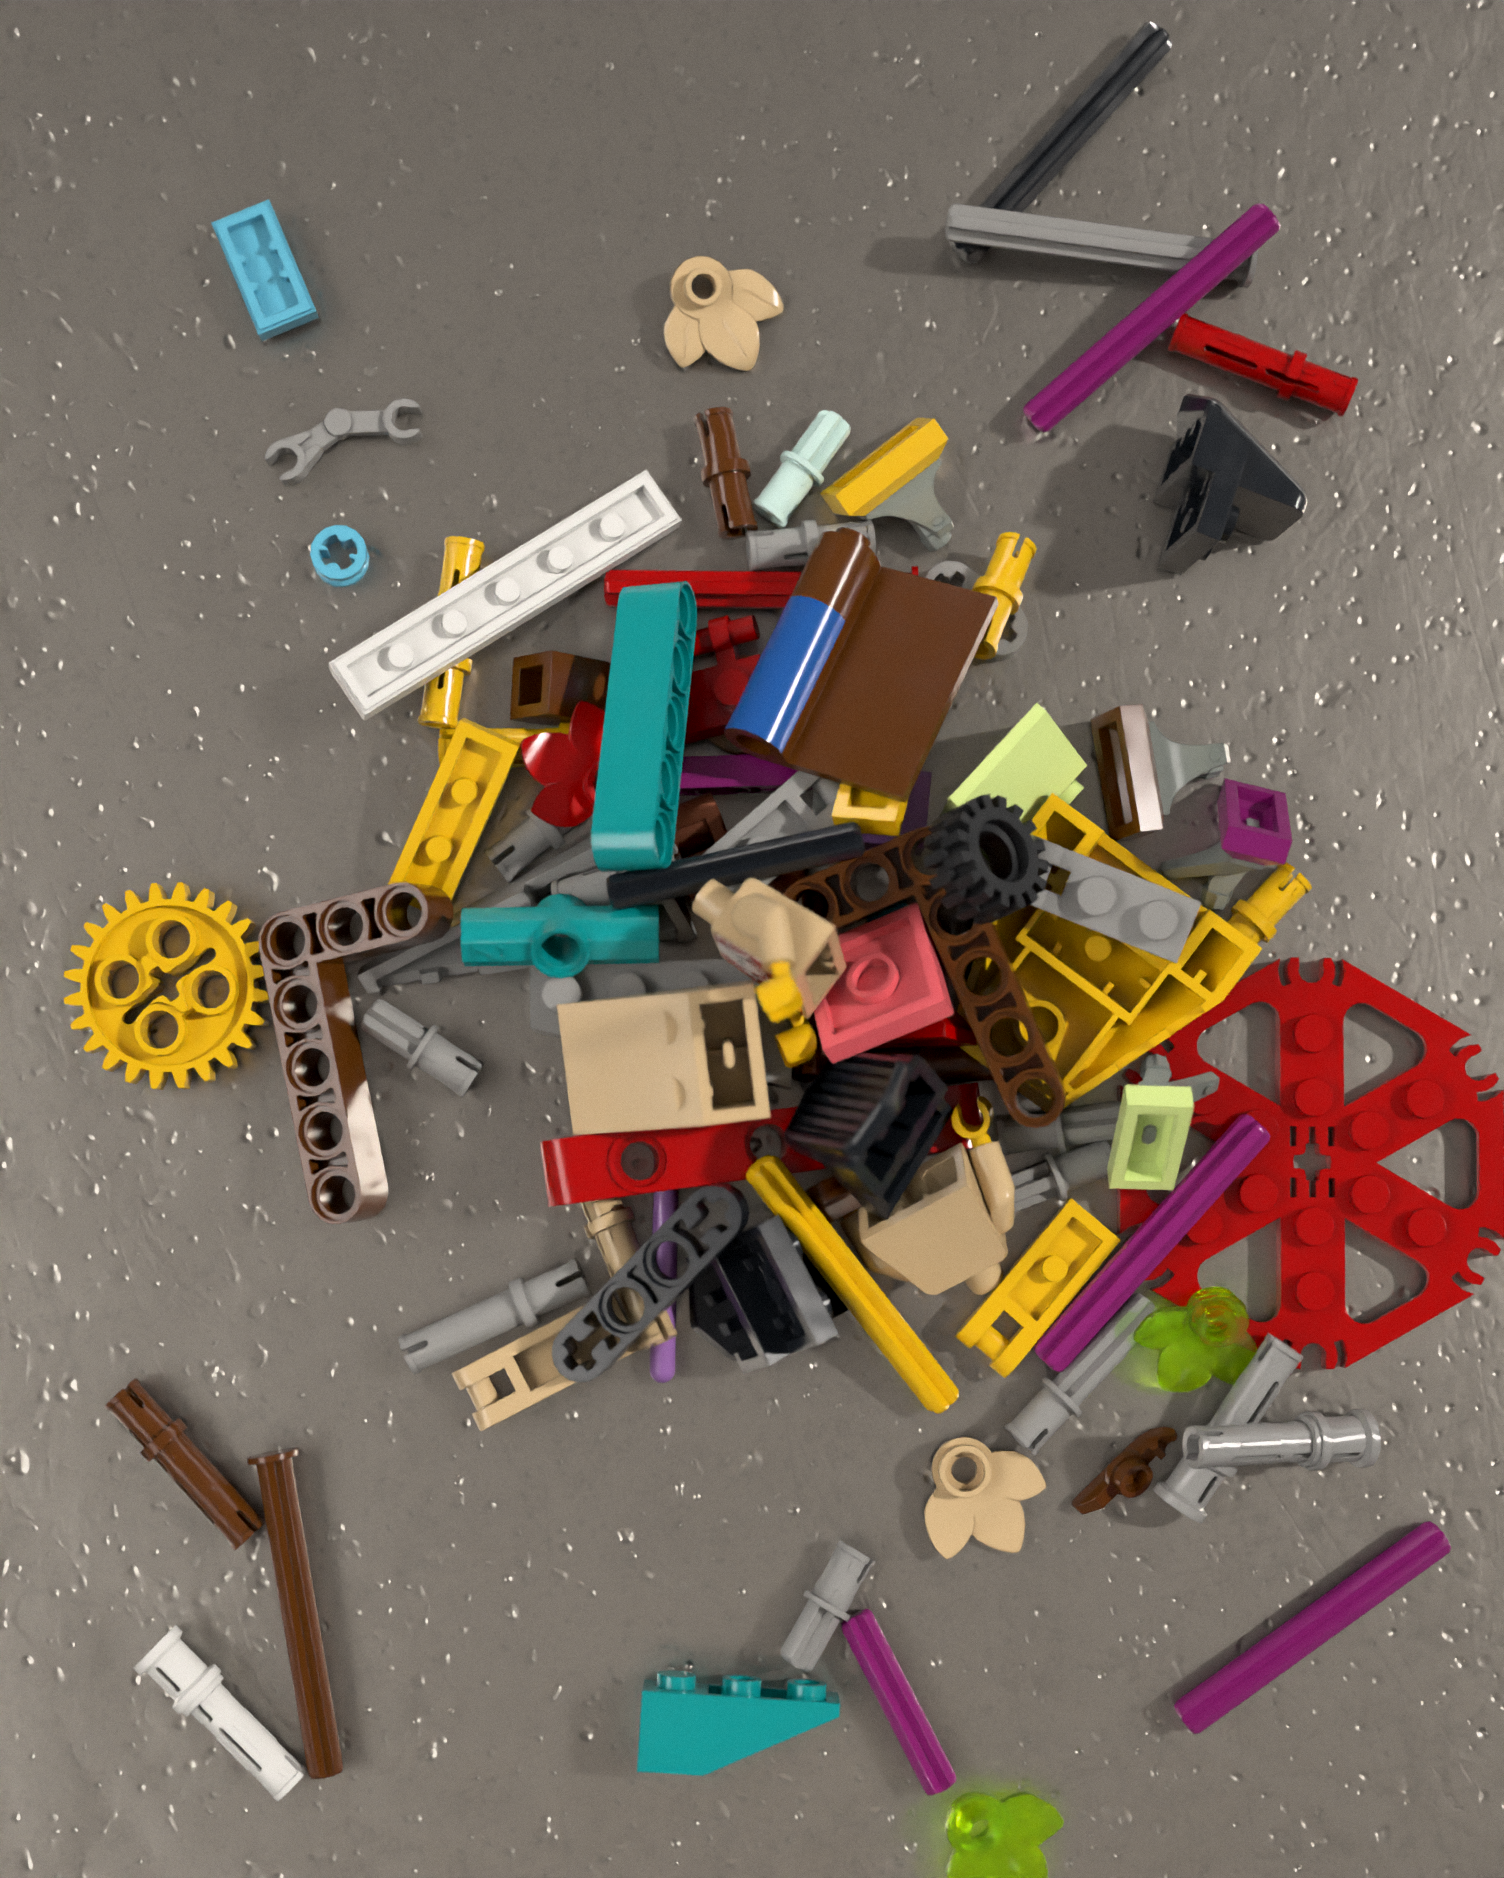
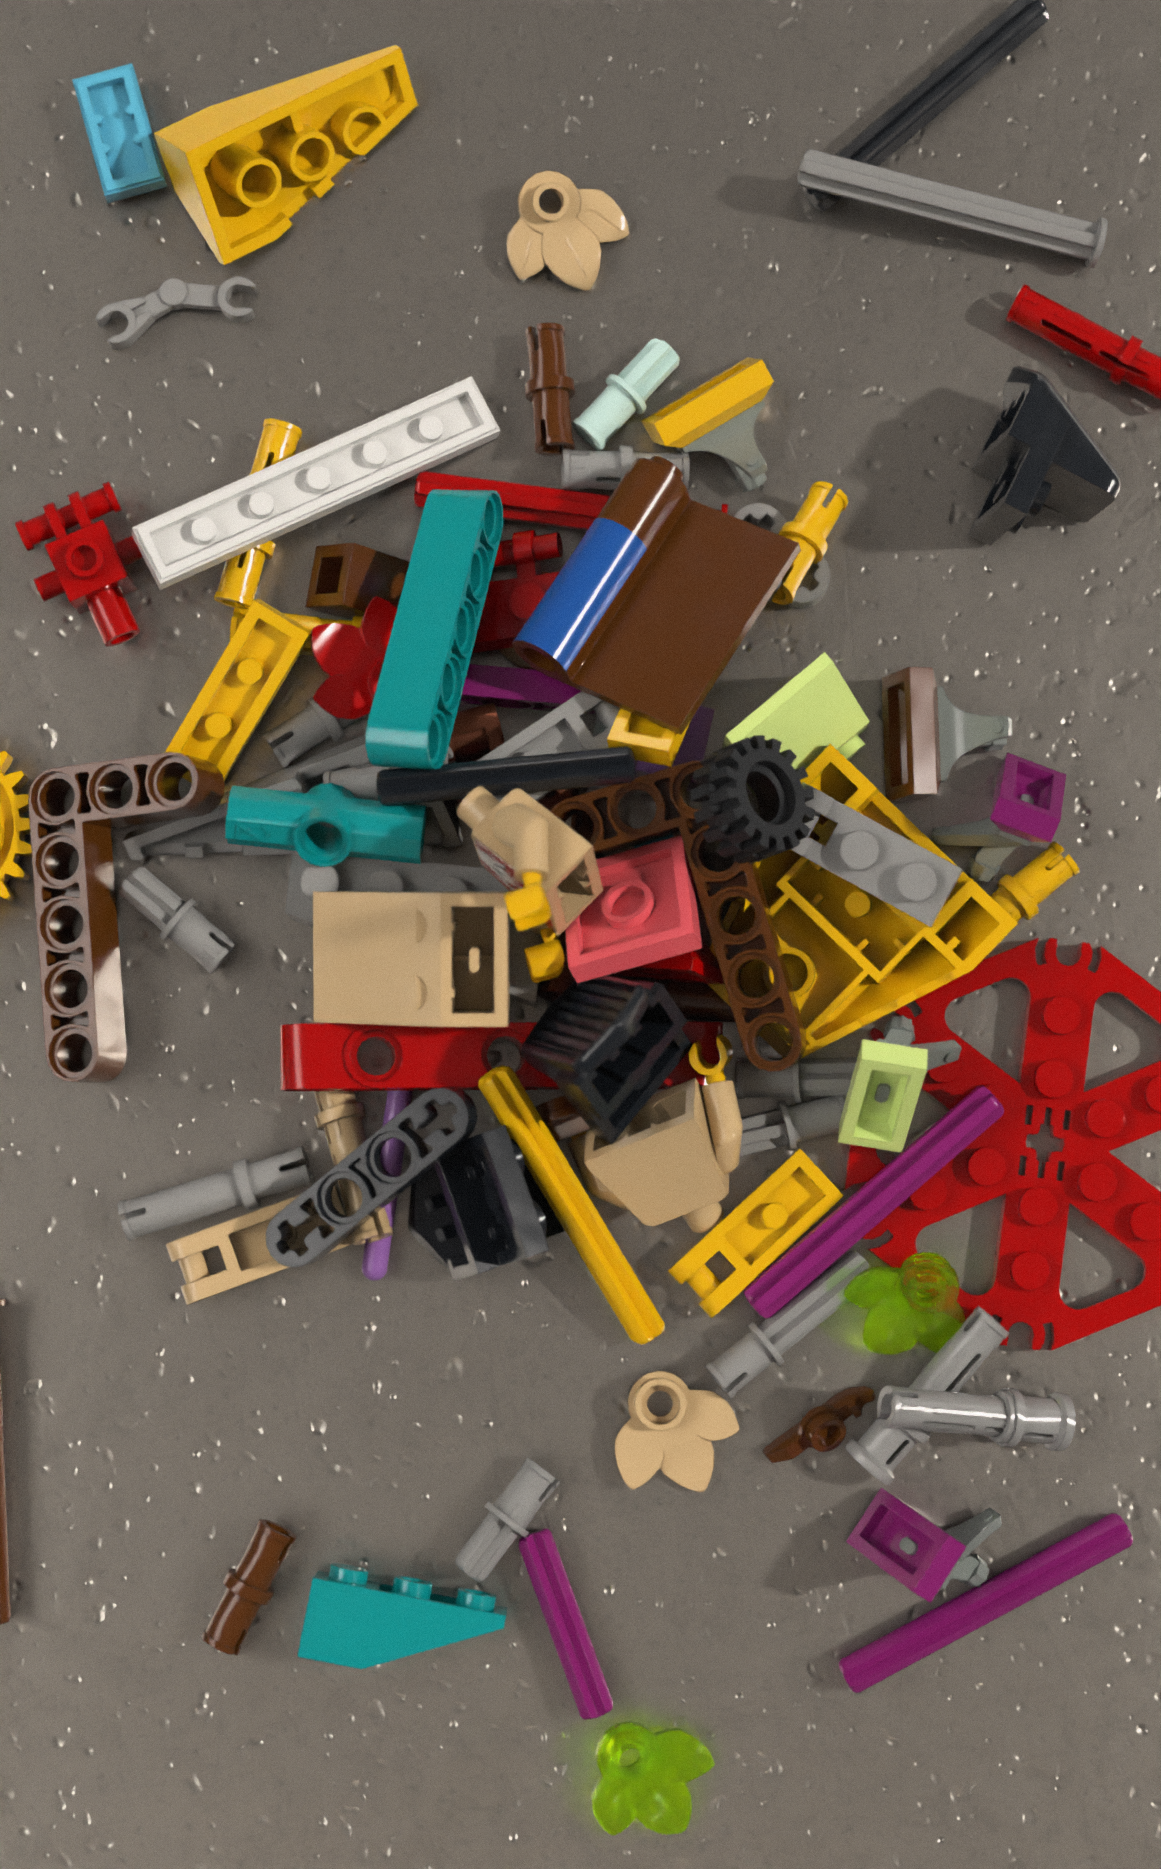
camera: 10 degrees right, 0 degrees up
(288, 701) = (87, 561): none -> red piece
(347, 539) = (147, 440): medium azure bush -> none
(416, 271) = (268, 152): none -> yellow wedge
(577, 1706) = (248, 1587): none -> reddish brown pin
(1152, 317) = (992, 285): magenta axle -> none
(1240, 1585) = (920, 1551): none -> magenta piece

